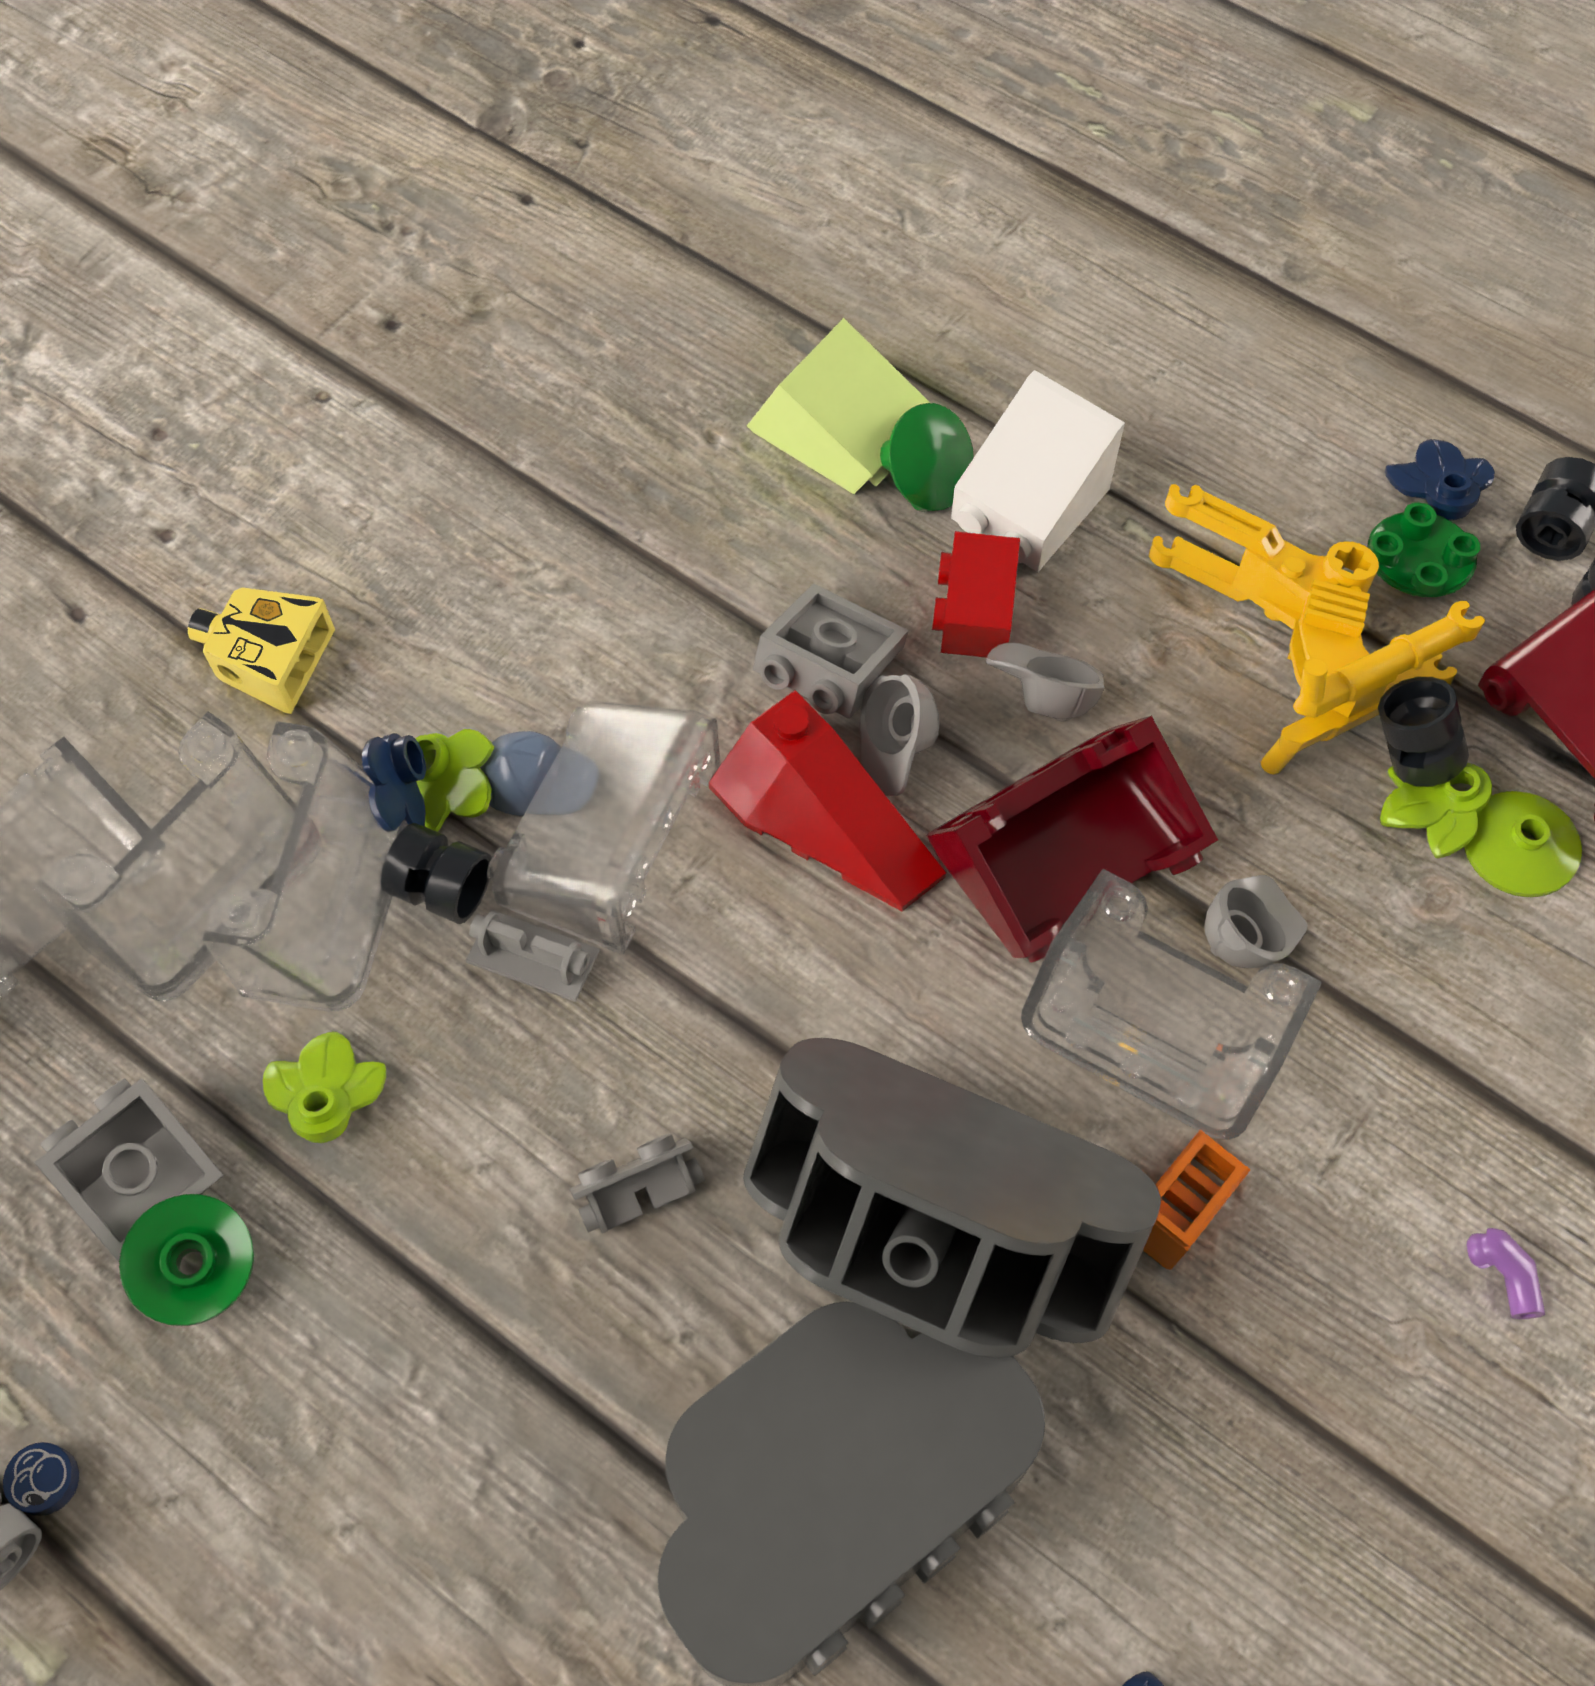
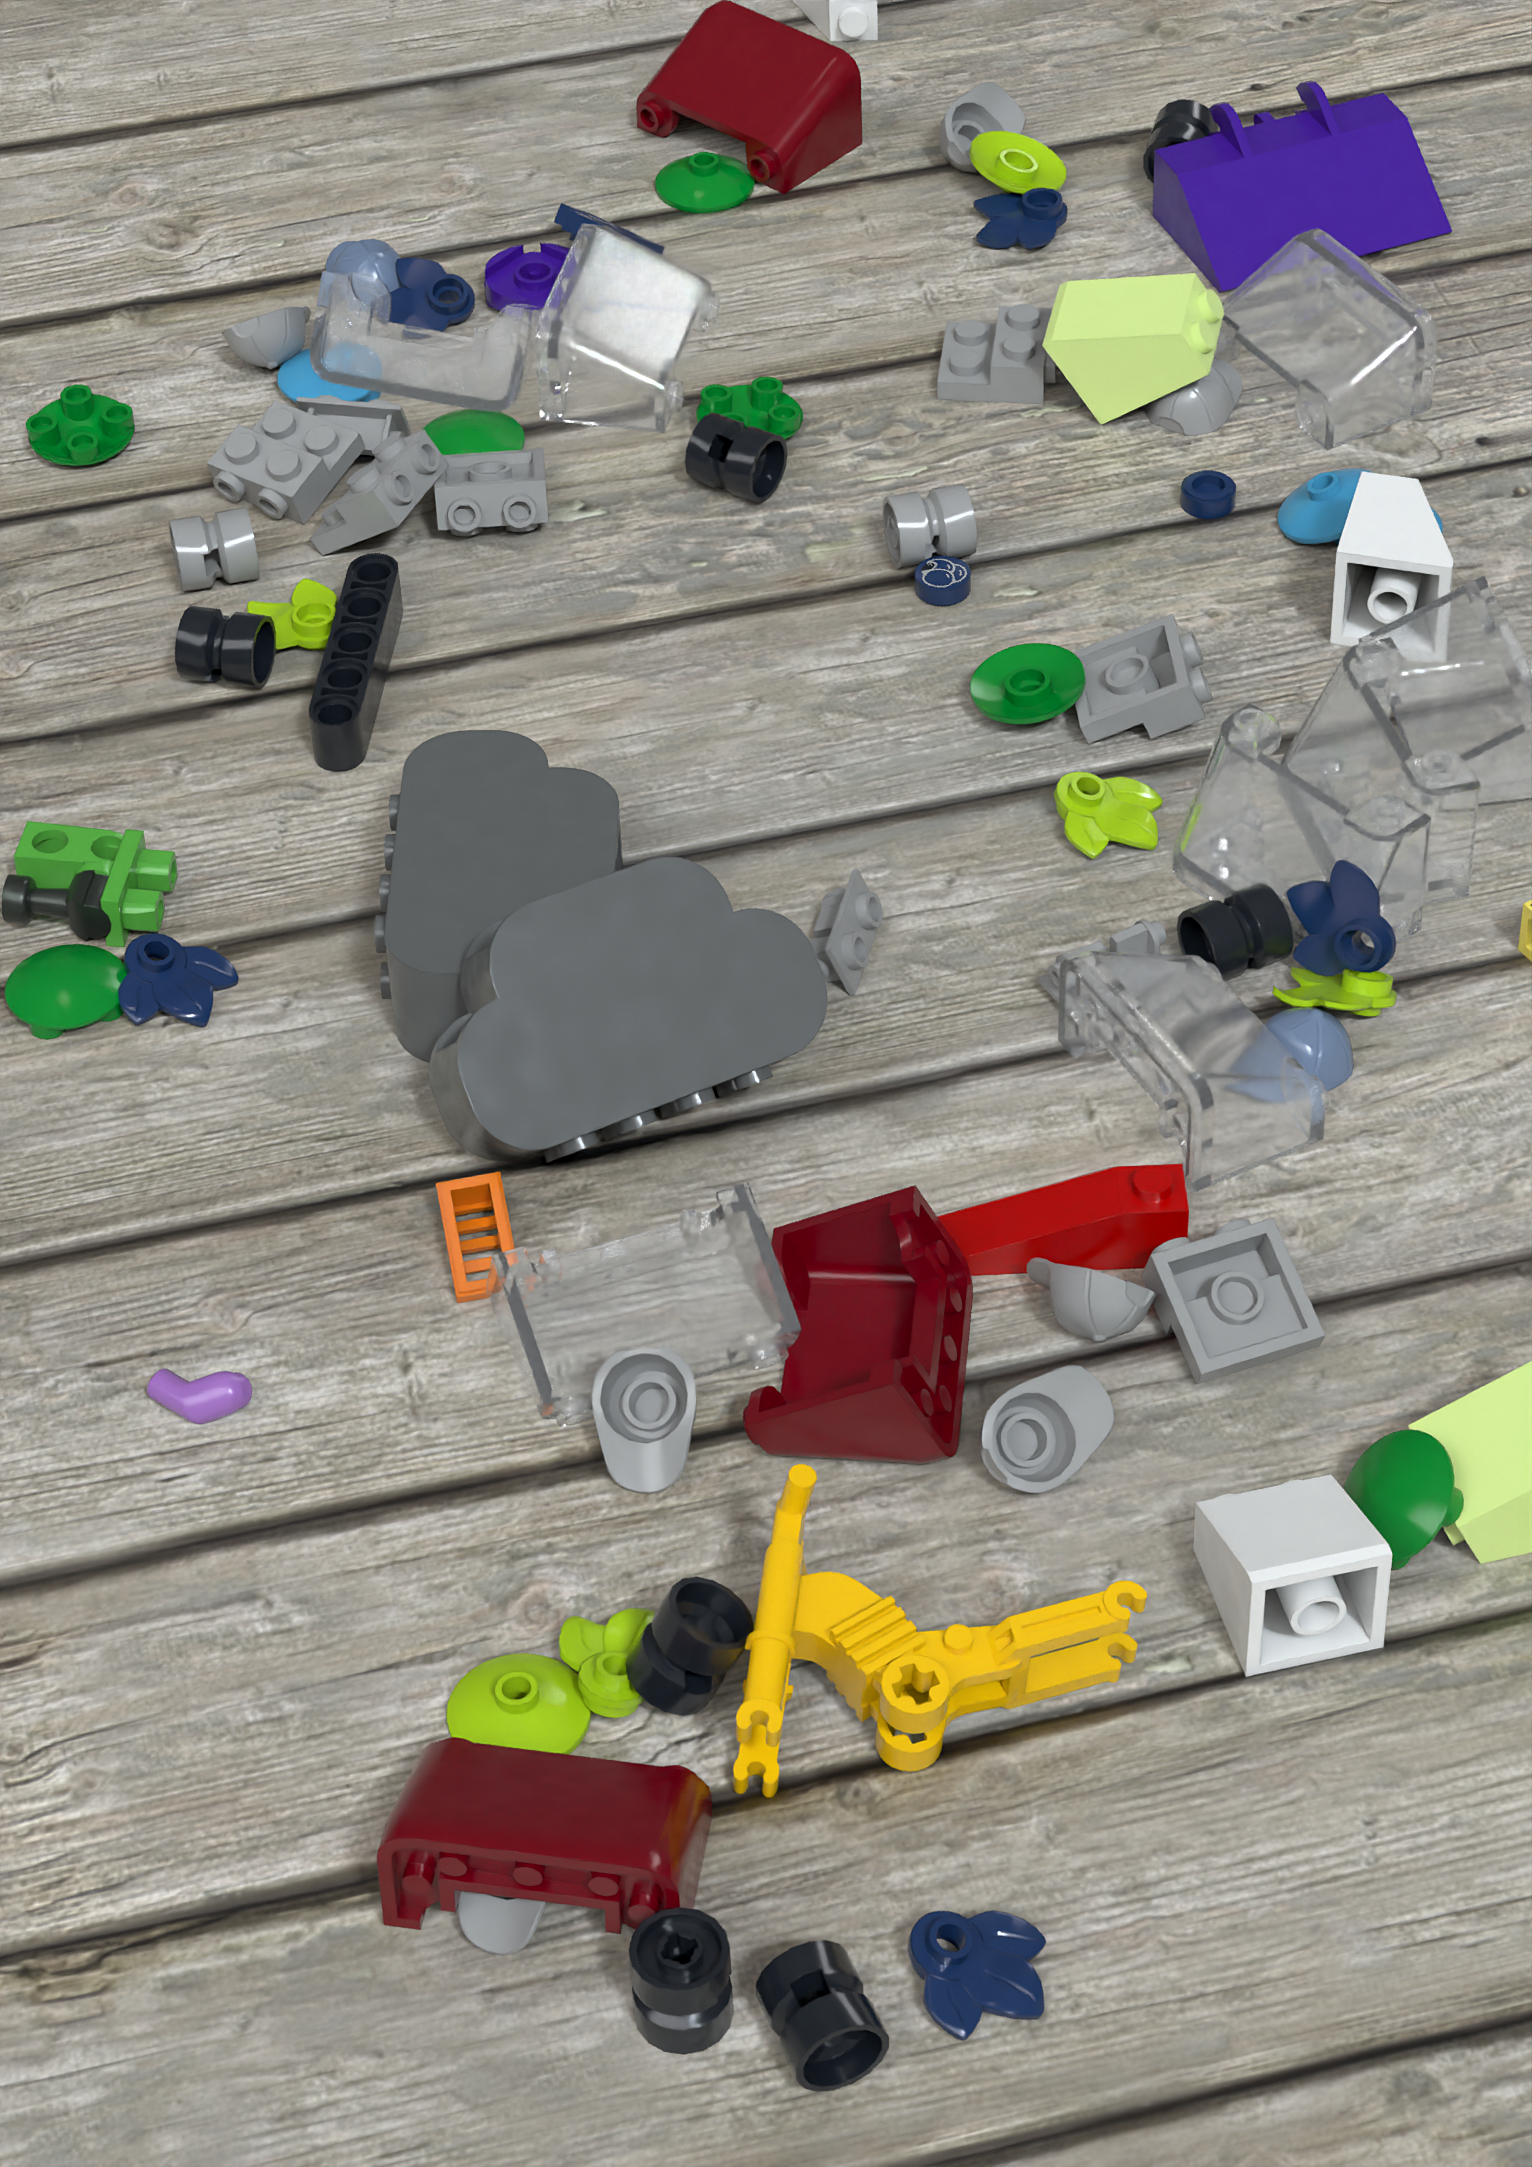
camera: 130 degrees right, 20 degrees down
(979, 594) = (1189, 1444): red brick -> none
(1423, 552) = (899, 1864): green dish -> none

